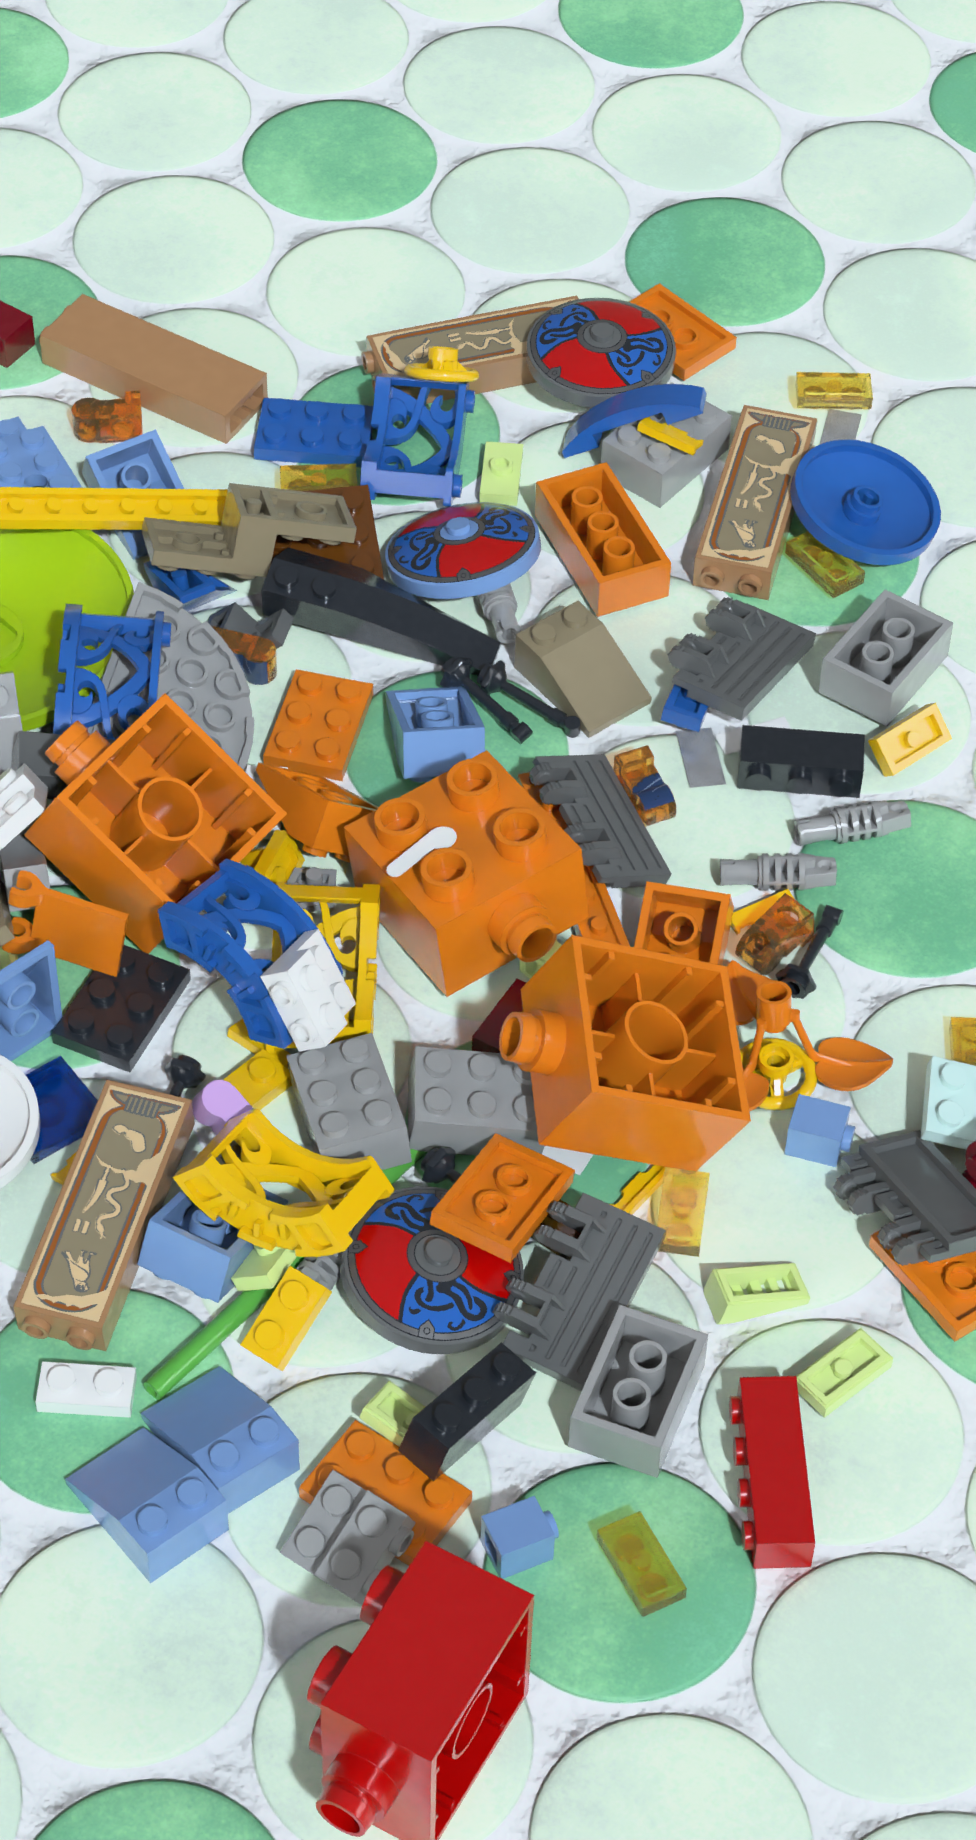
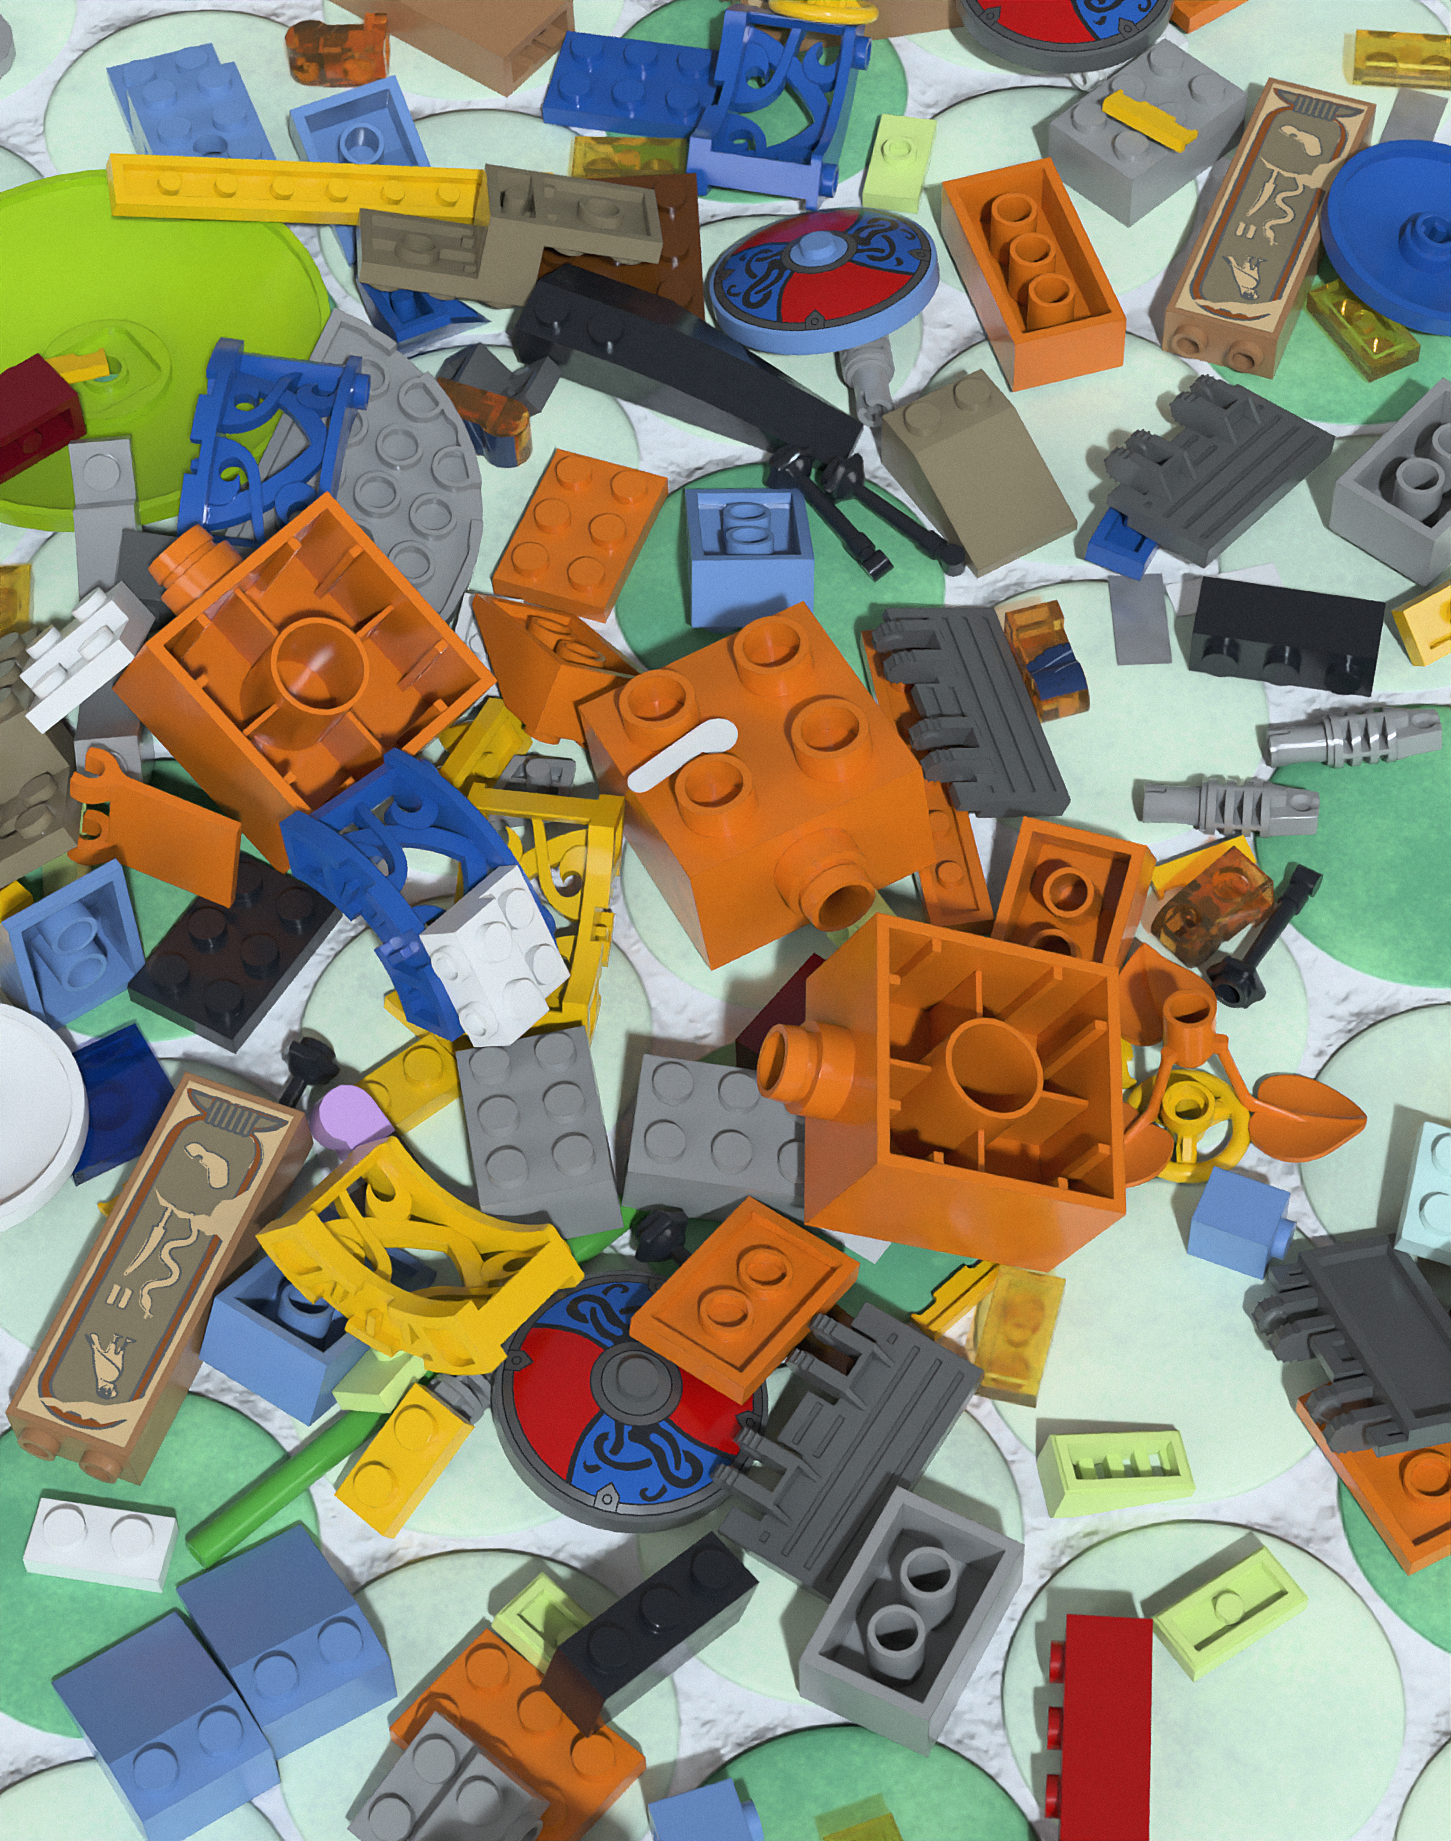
camera: 10 degrees right, 5 degrees up
(672, 400) = (1157, 68): blue slope -> none

